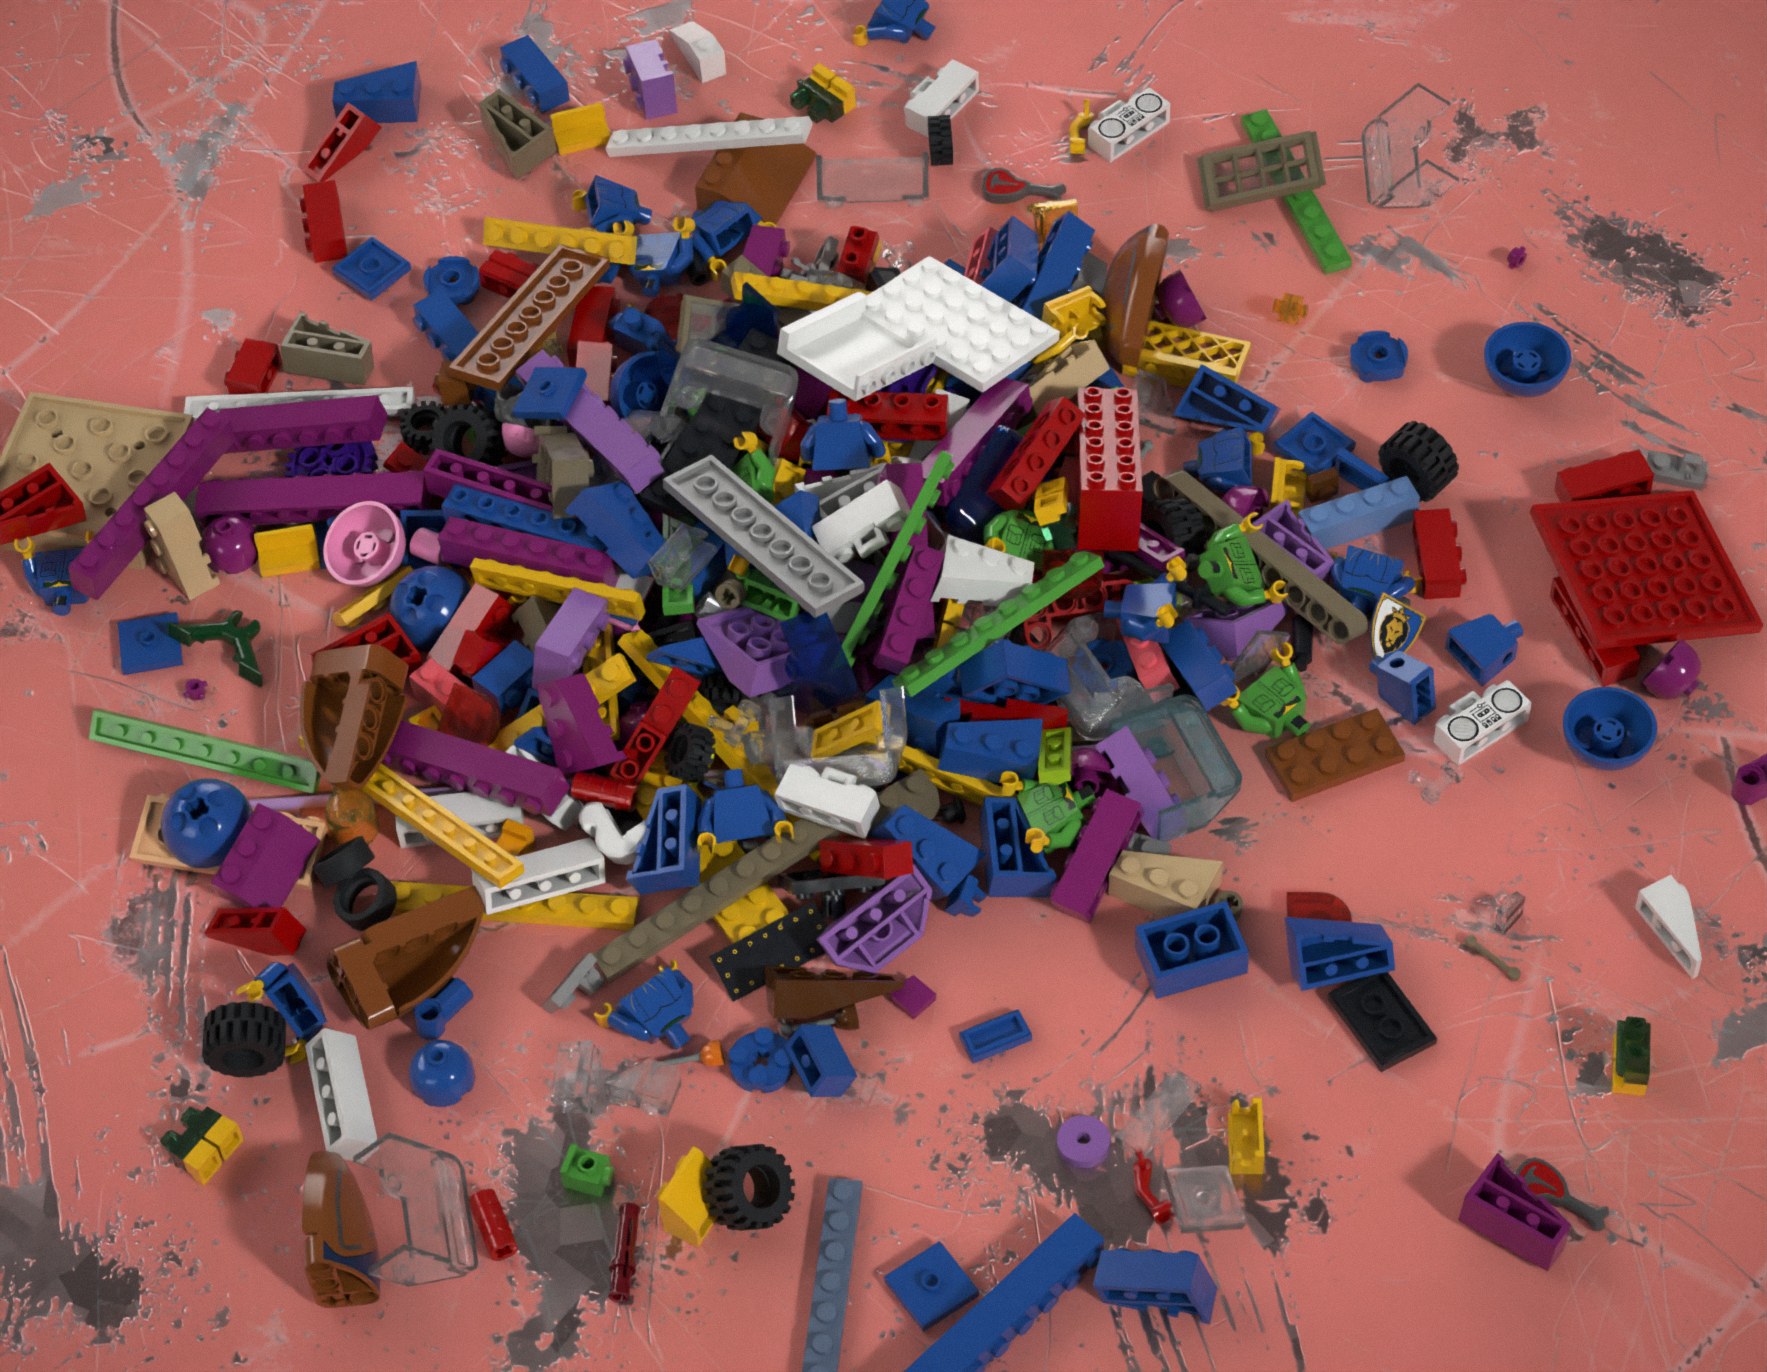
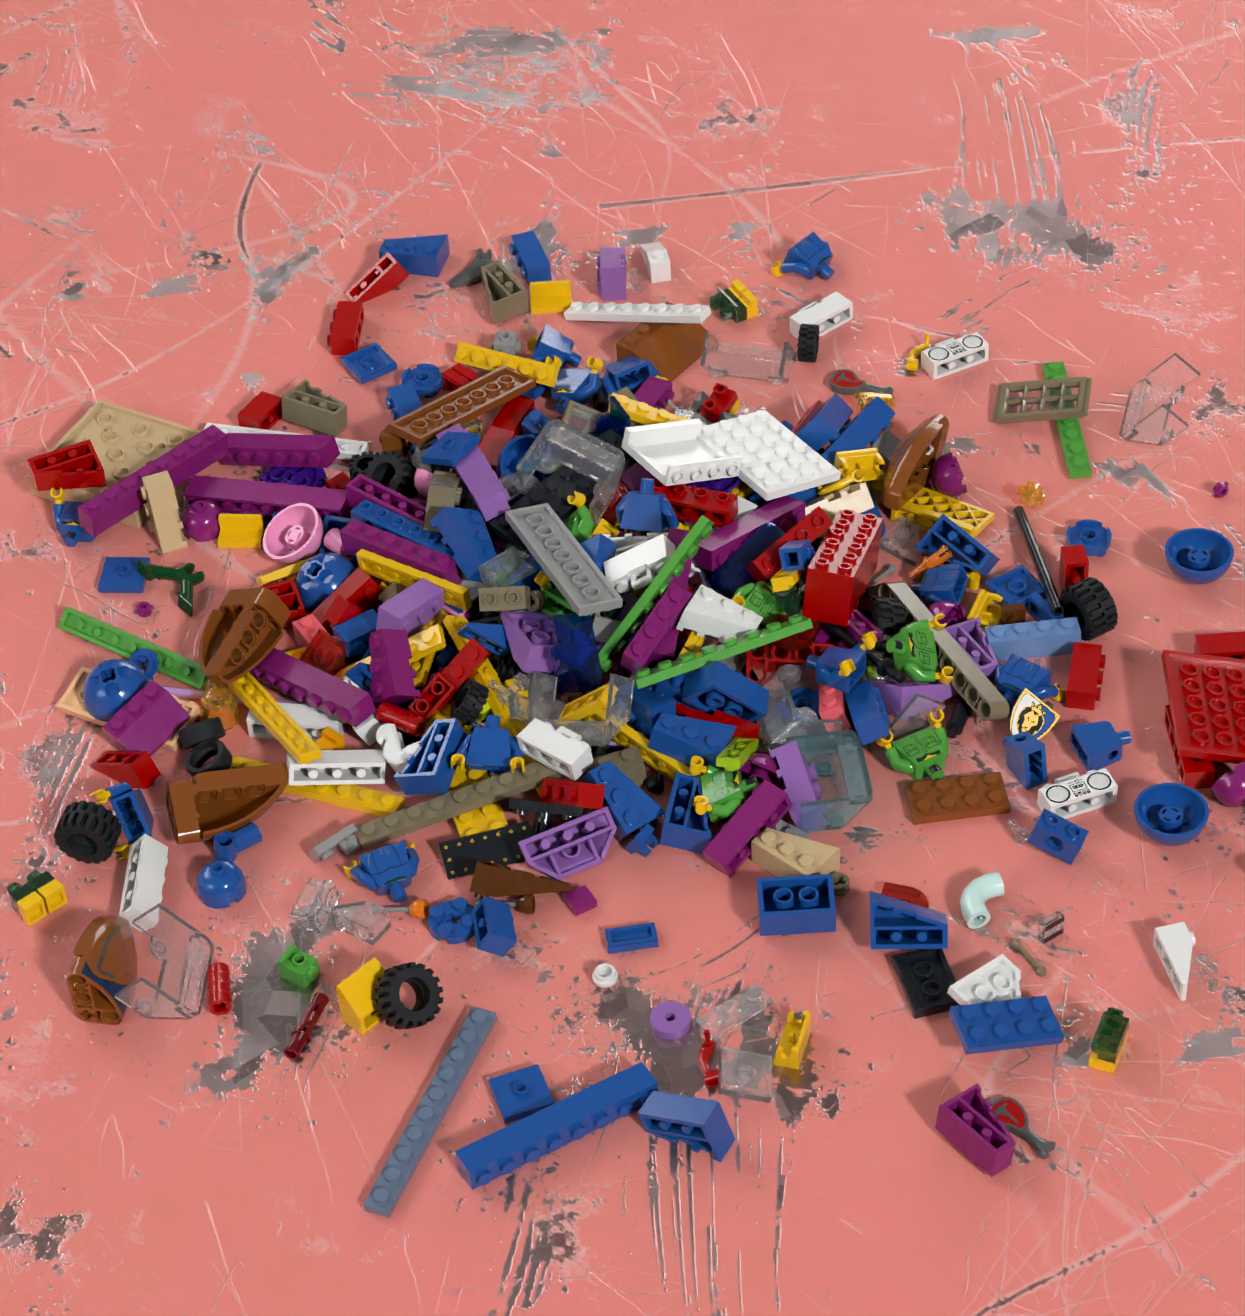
camera: 15 degrees right, 10 degrees down
(228, 761) = (149, 658): none -> blue gear
(465, 104) = (473, 271): none -> dark grey piece
(548, 209) = (506, 343): none -> light grey brick
(697, 602) = (504, 599): none -> dark tan brick
(981, 1098) = (605, 975): none -> white plate
(1057, 470) = (796, 555): none -> blue brick
(1199, 432) = (933, 561): none -> orange pin
(1331, 403) = (1038, 561): none -> black piece
(1380, 409) = (1073, 565): none -> red brick
(1405, 889) = (975, 896): none -> light aqua cylinder
(1471, 1026) = (991, 982): none -> white plate
(1480, 787) = (1057, 836): none -> blue brick
(1502, 1062) = (1006, 1024): none -> blue plate

